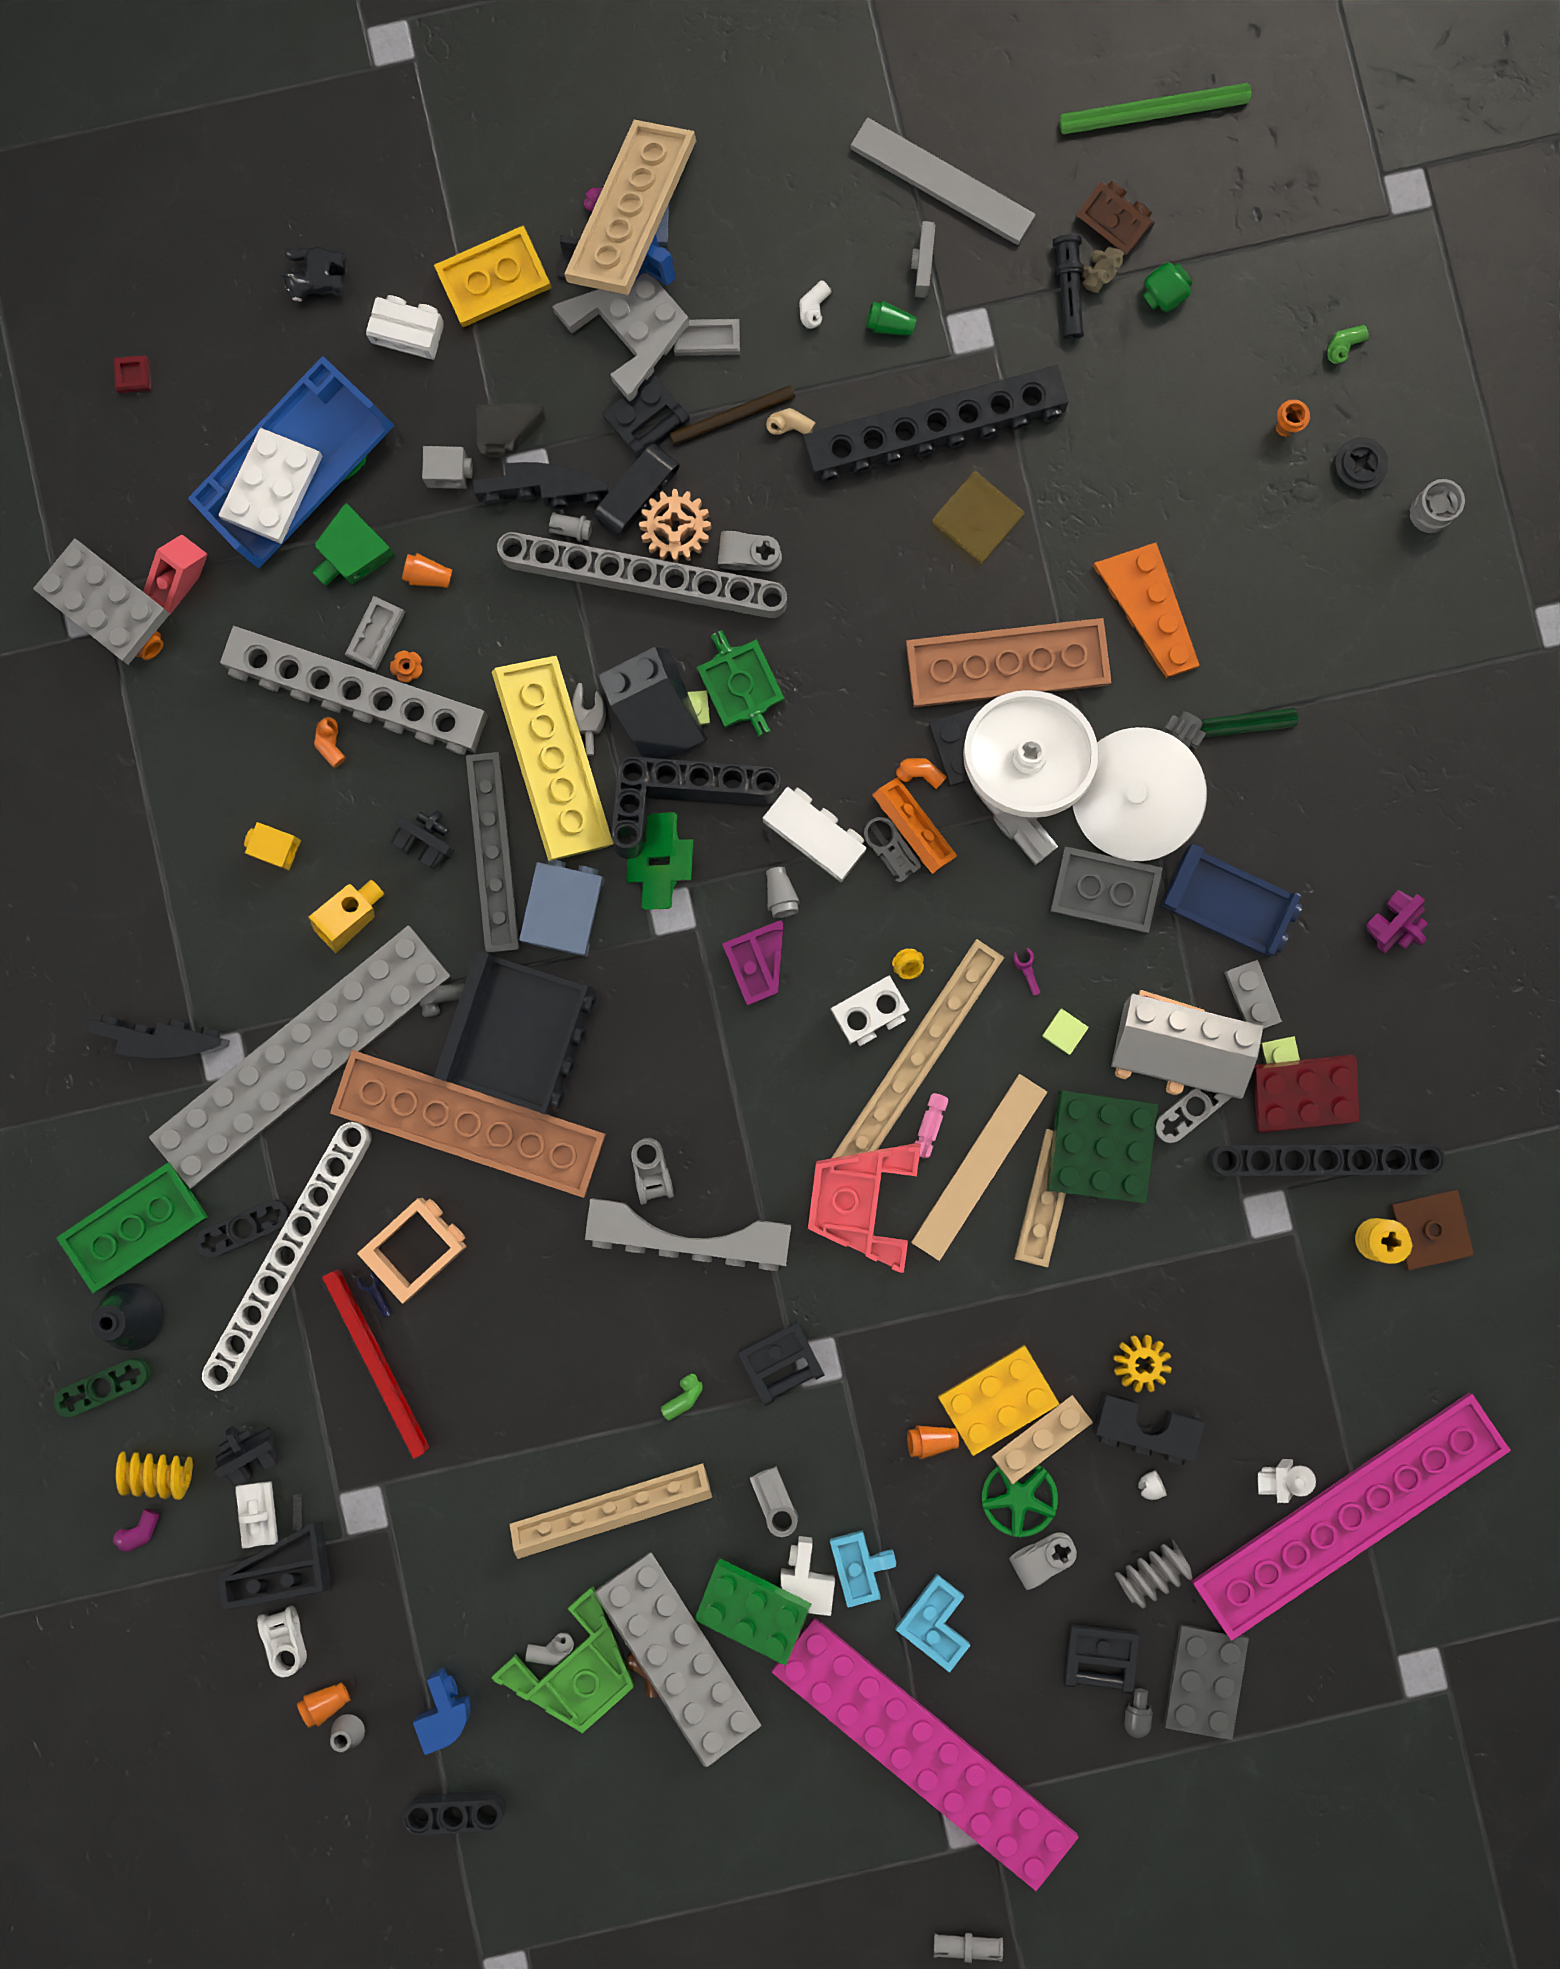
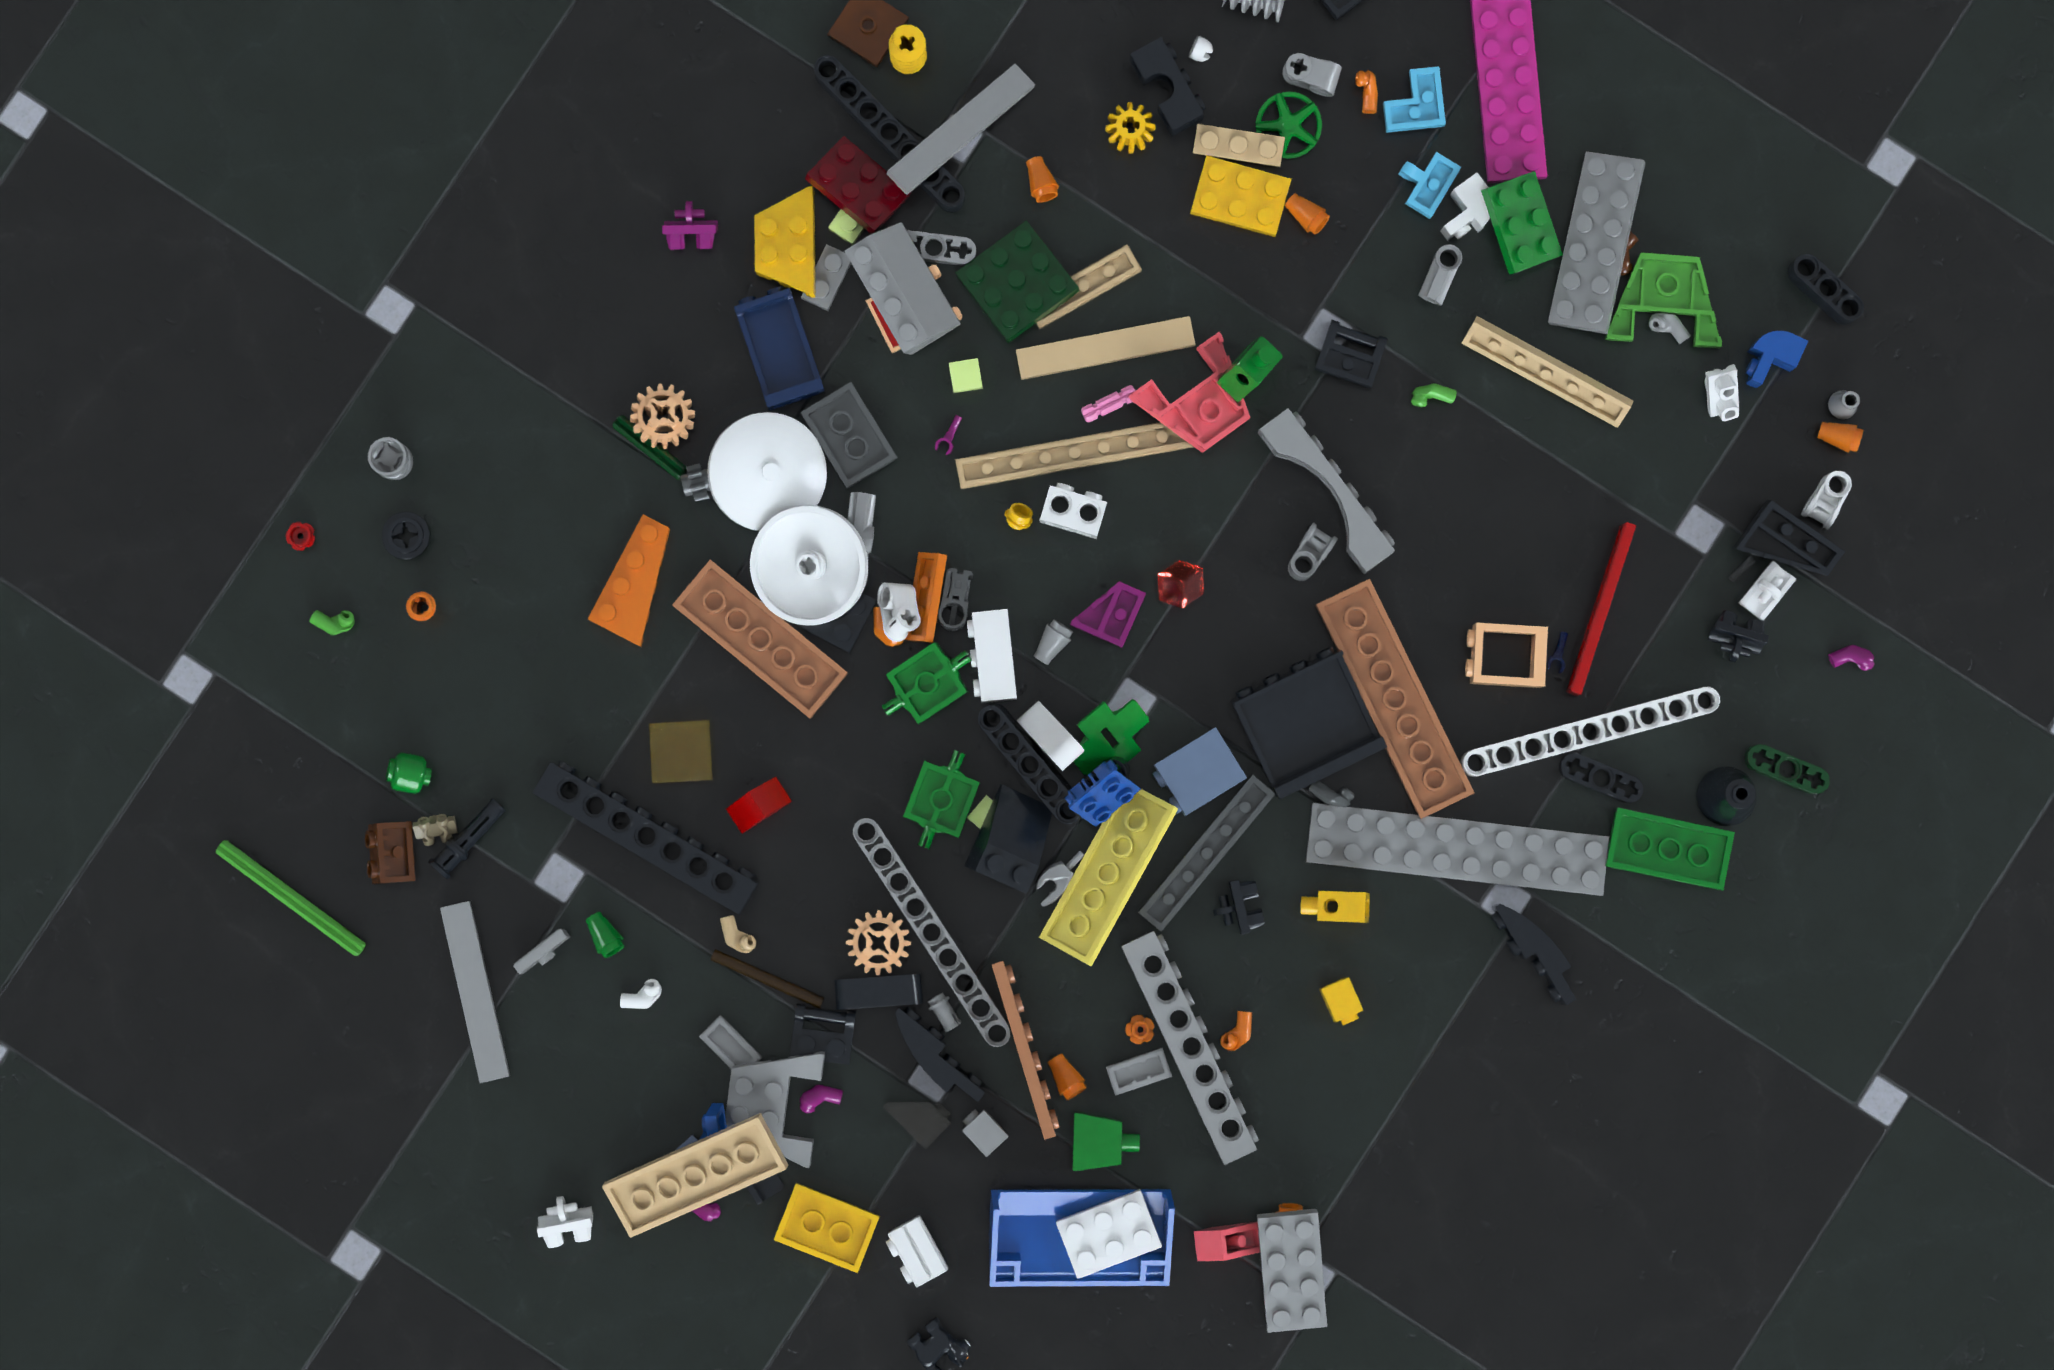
camera: 140 degrees left, 0 degrees up
(153, 1477) = (1808, 680): yellow piece -> none
(452, 1639) = (1722, 393): none -> white hips
(470, 552) = (1029, 1060): none -> nougat plate
(603, 367) = (817, 1095): none -> magenta arm
(619, 808) = (1103, 796): none -> blue hinge
(696, 82) = (563, 1219): none -> white hips
(705, 814) = (1050, 735): none -> white beam
(727, 1040) = (1180, 584): none -> clear red panel
(744, 552) = (854, 882): light grey piece -> none
(844, 760) = (927, 683): none -> green plate
(848, 1270) = (1254, 363): none -> green torso
(876, 538) = (758, 804): none -> red slope
(925, 793) = (898, 610): none -> white piece
(976, 1586) = (1370, 92): none -> orange arm
(1167, 1247) = (1042, 183): none -> orange cone
(1265, 741) = (669, 406): none -> light nougat gear
(1274, 1220) = (960, 129): none -> light grey tile
(1313, 990) = (788, 242): none -> yellow wing
(1444, 373) = (293, 532): none -> red plate

